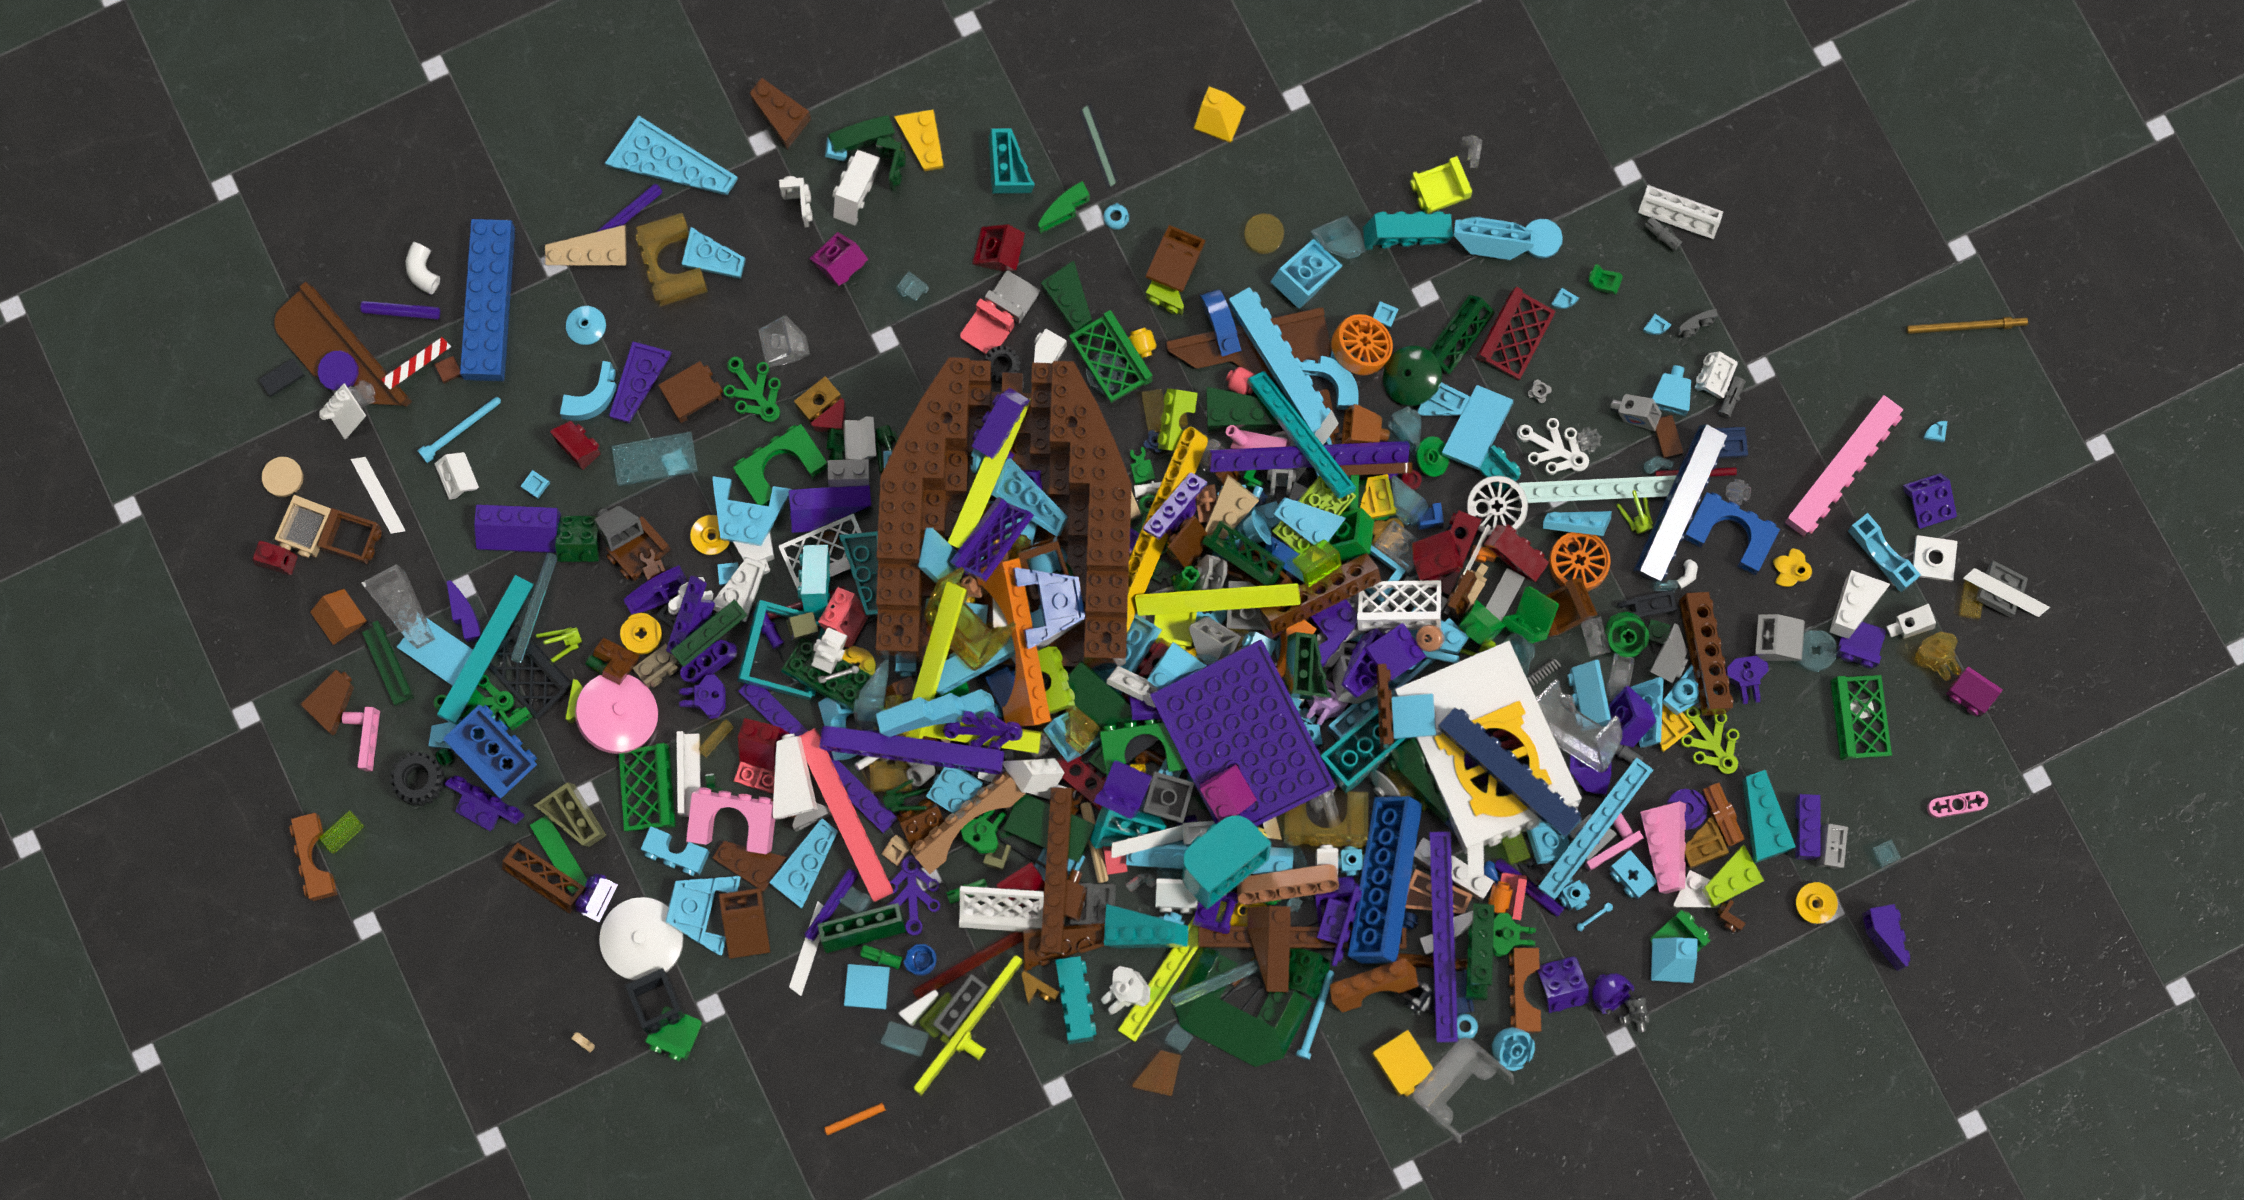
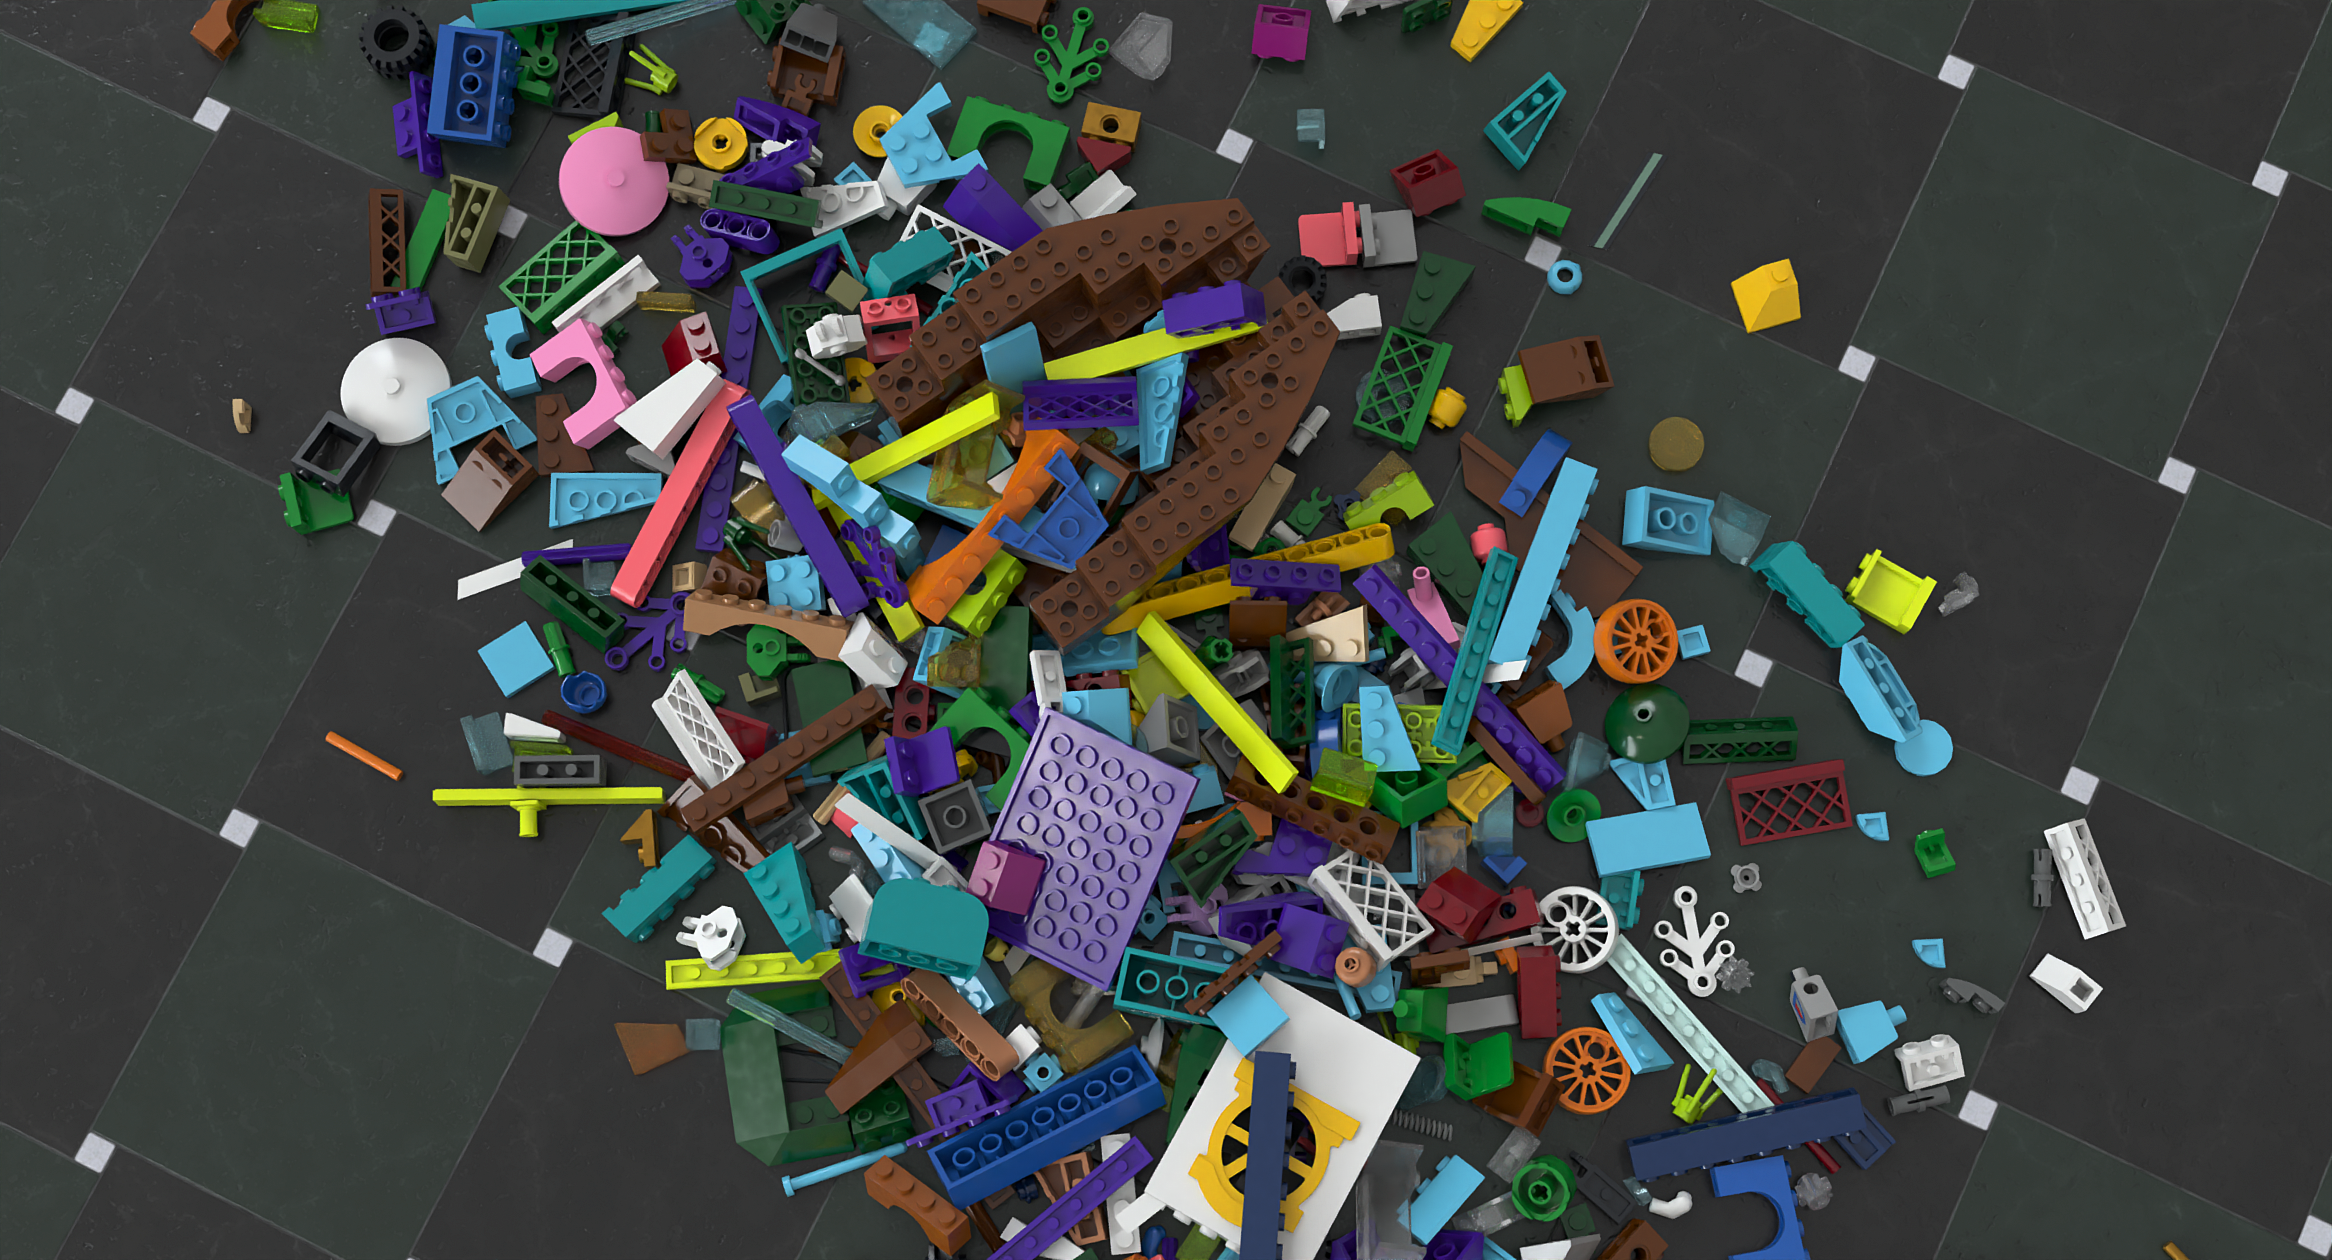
camera: 55 degrees right, 0 degrees up
(755, 777) = (653, 367): coral slope -> none
(1730, 268) = (2066, 983): none -> white slope

